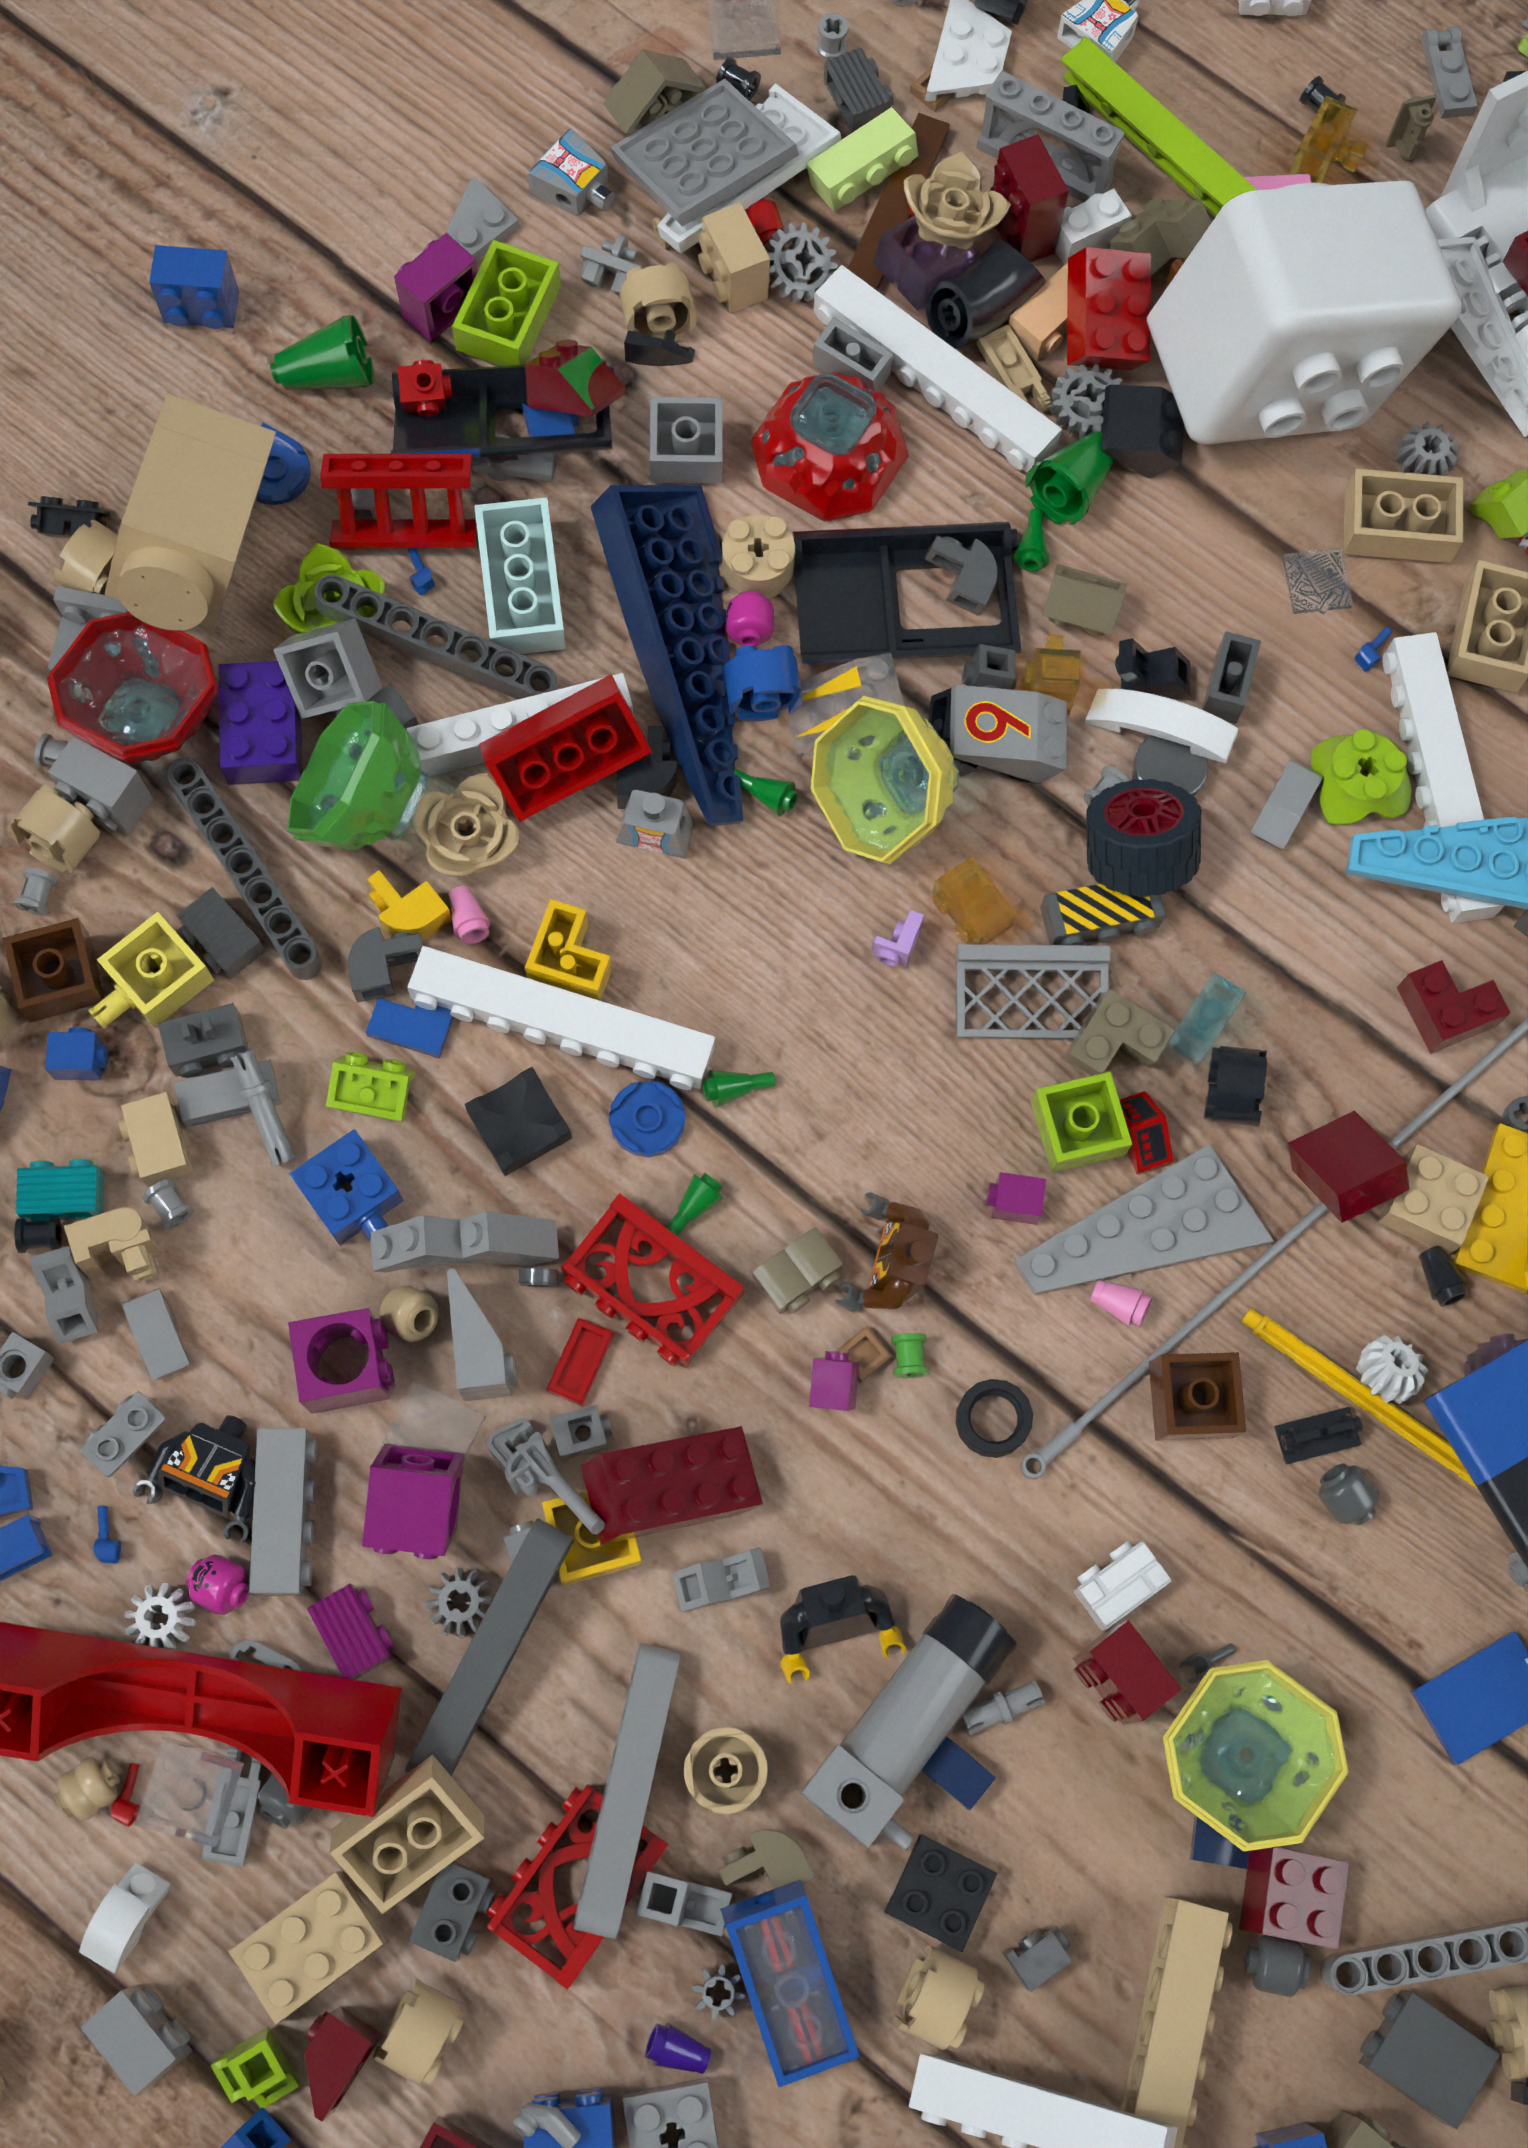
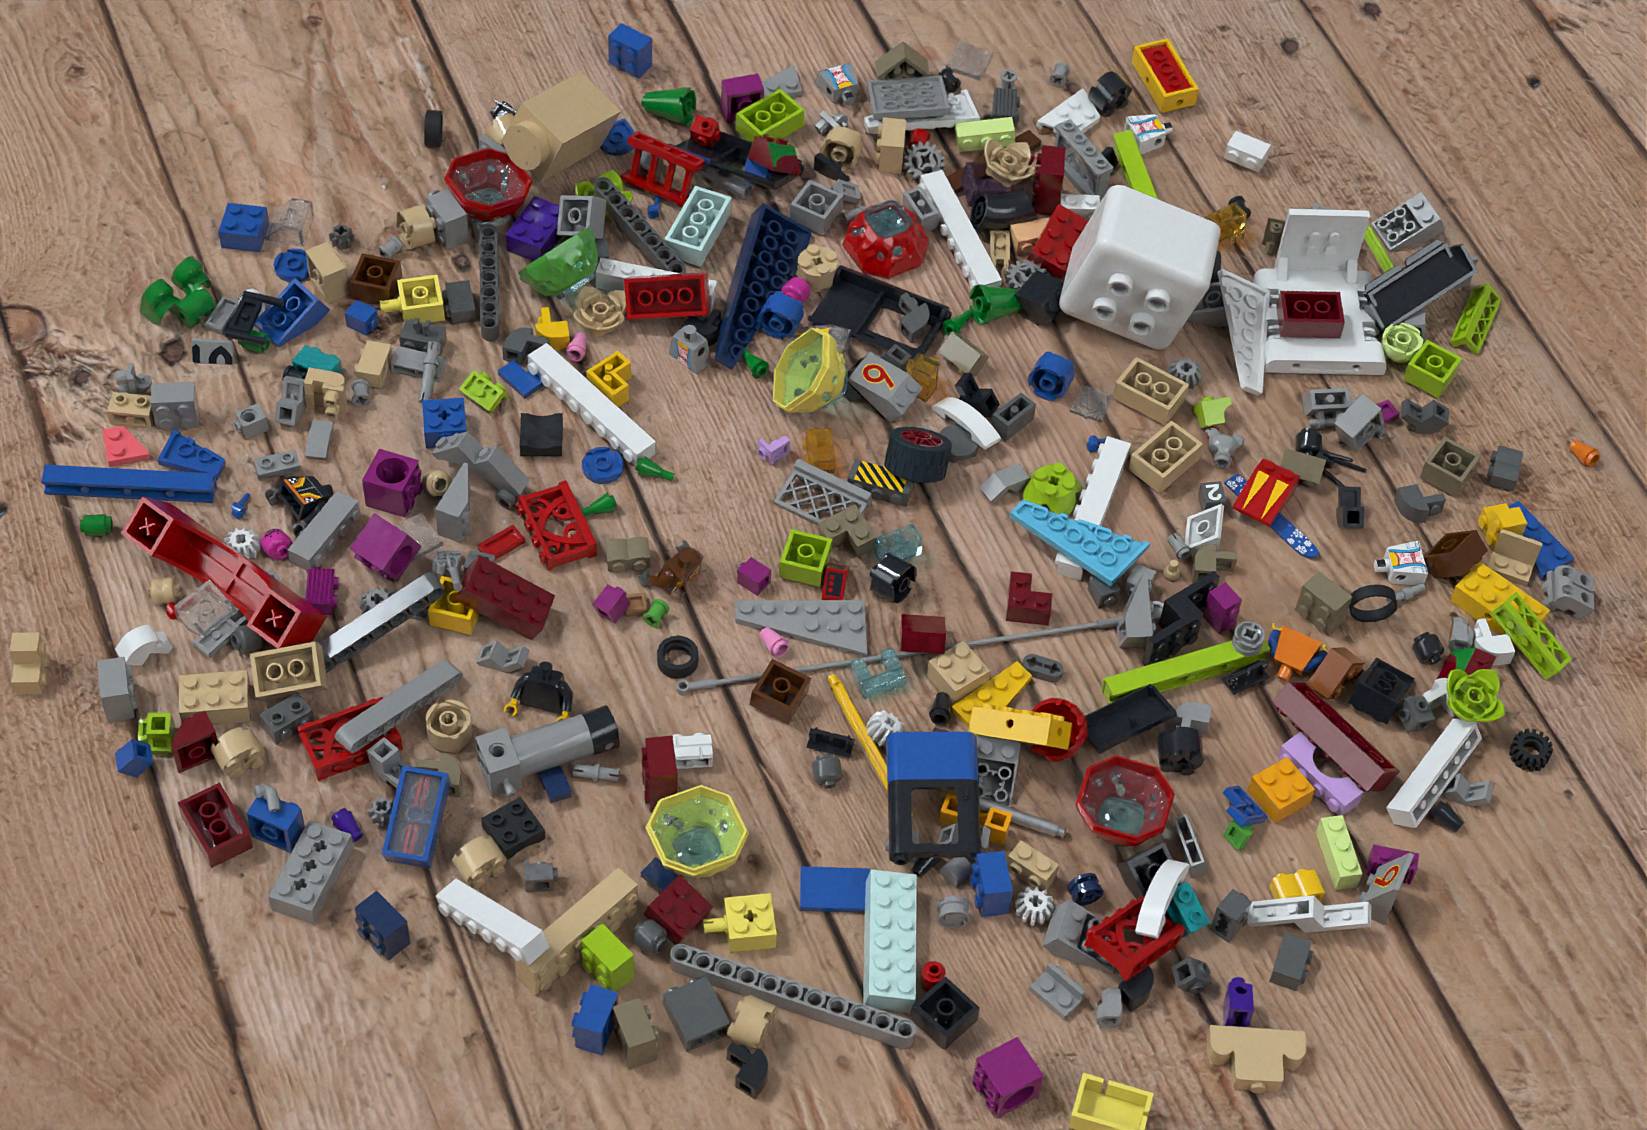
camera: 30 degrees right, 20 degrees down
(709, 380) = (849, 191): none -> light grey bracket
(749, 418) = (850, 215): none -> light grey pin
(1243, 570) = (1051, 376): none -> blue brick
(1252, 2058) = (607, 958): none -> lime brick
(1331, 1280) = (881, 683): none -> clear light blue connector
(1381, 1844) = (747, 922): none -> light yellow brick

